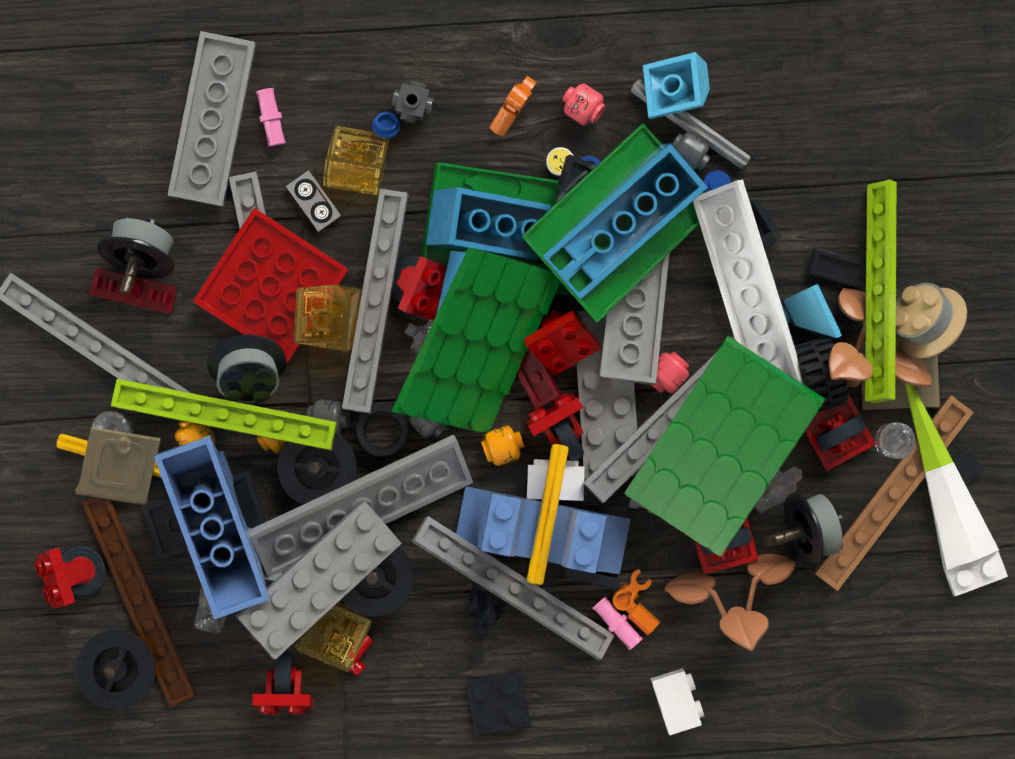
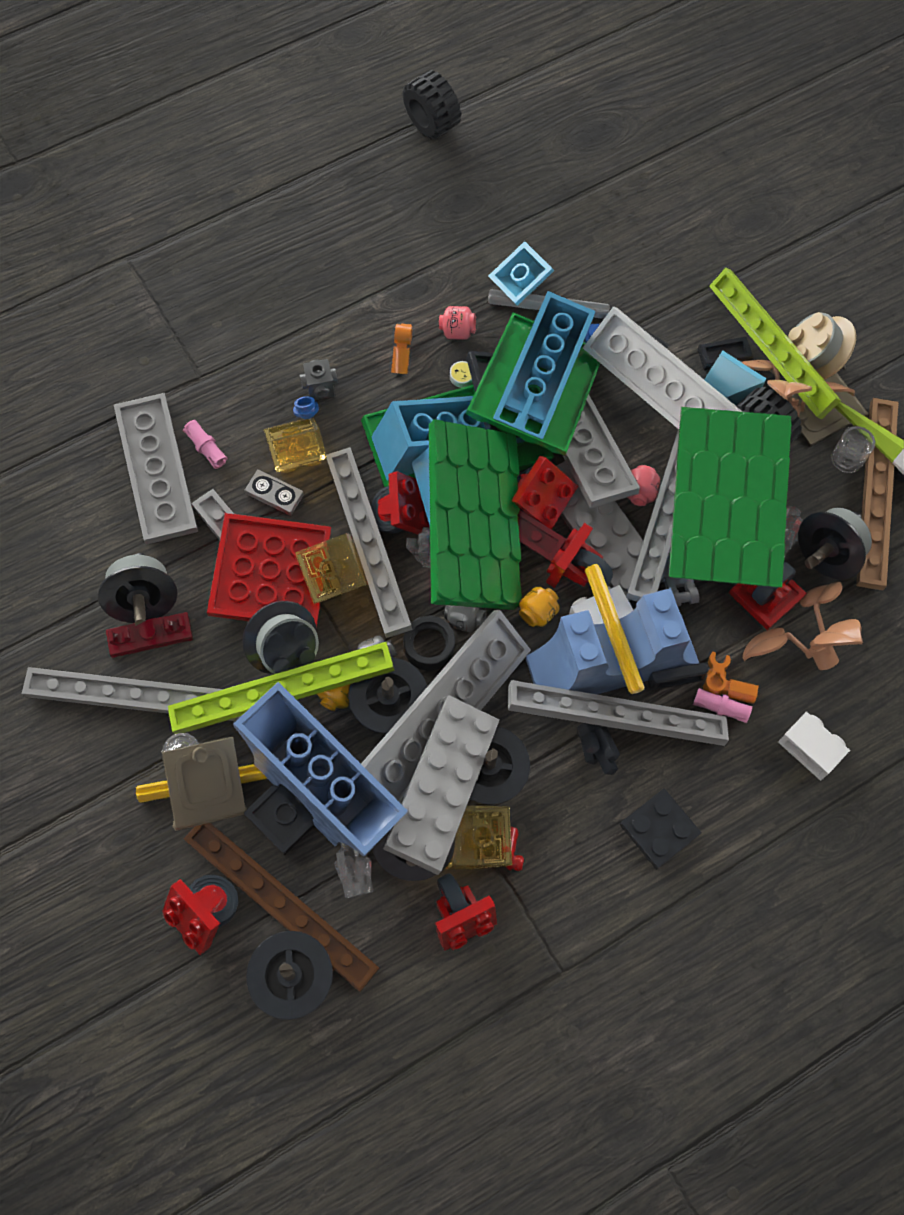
camera: 30 degrees left, 20 degrees down
(838, 434) = (810, 466): red plate -> none

